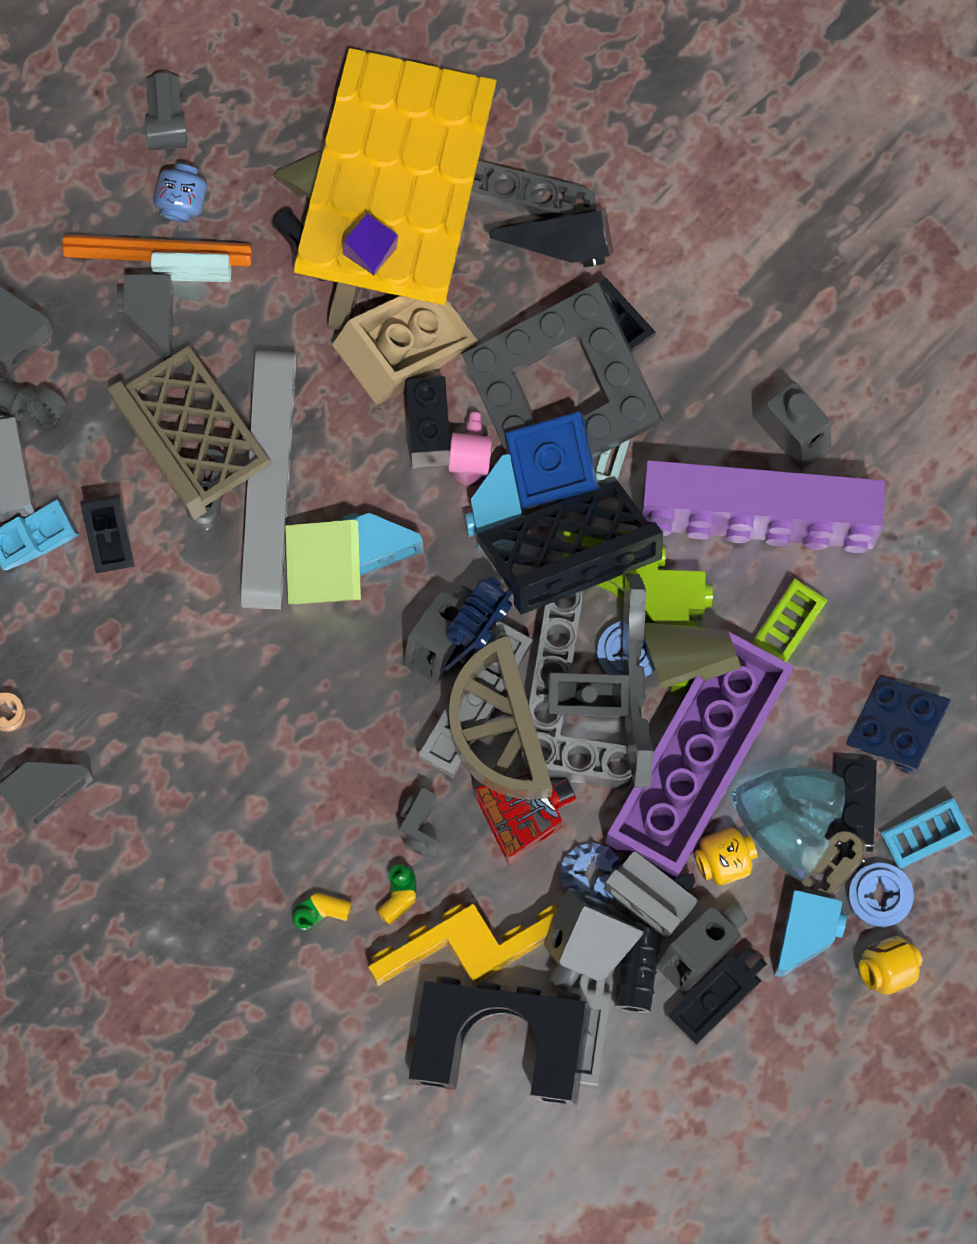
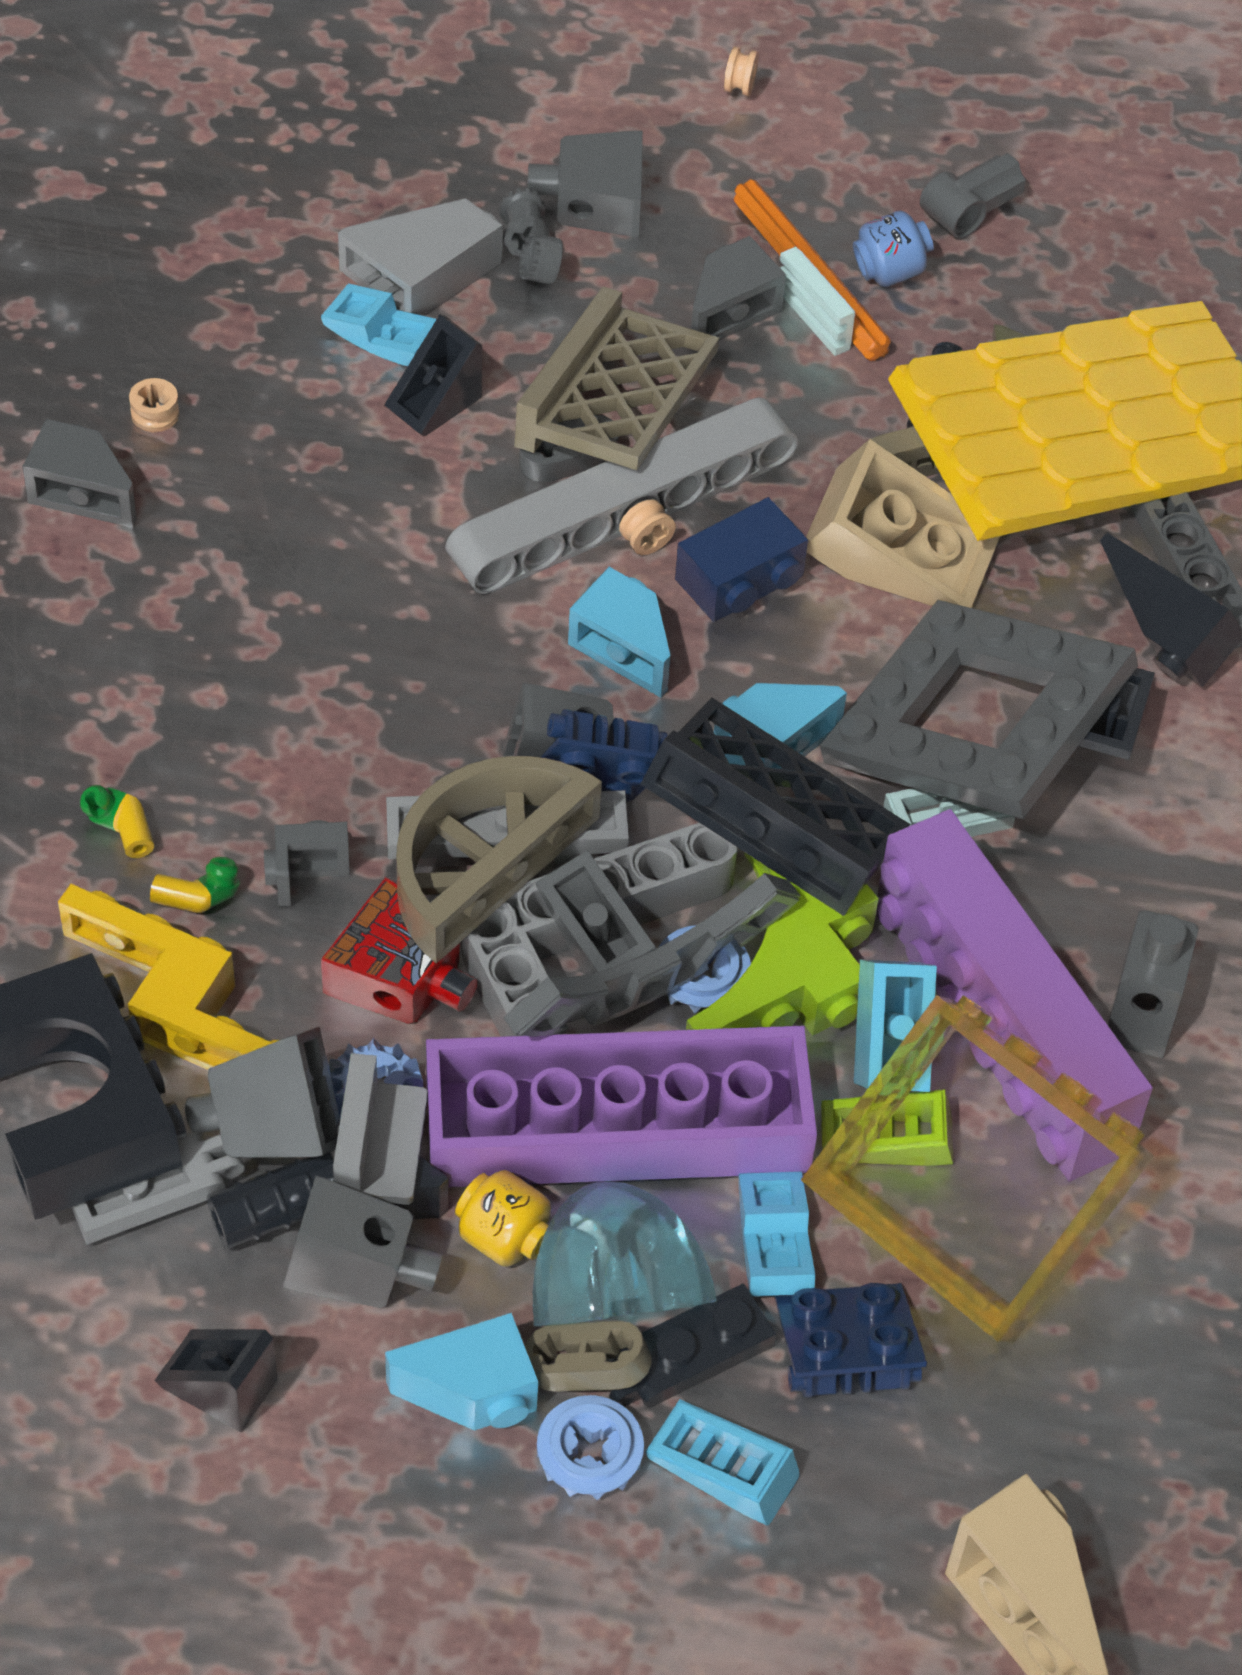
camera: 55 degrees right, 20 degrees down
(302, 481) = (647, 527): none -> light nougat bush
(323, 562) = (559, 583): yellowish green tile -> none
(364, 444) = (741, 559): none -> dark blue brick
(370, 244) = (978, 411): dark purple slope -> none
(428, 421) = (821, 604): black brick -> none
(470, 453) = (815, 654): bright pink piece -> none
(552, 460) = (875, 736): blue tile -> none
(689, 652) = (740, 996): olive slope -> none
(716, 996) = (307, 1315): black hinge -> none
(724, 1059) = (222, 1372): none -> black slope
(746, 579) = (889, 1005): none -> medium azure brick
(814, 721) = (775, 1233): none -> medium azure slope
(881, 655) = (832, 1168): none -> clear yellow window
(890, 965) = (494, 1507): yellow head -> none

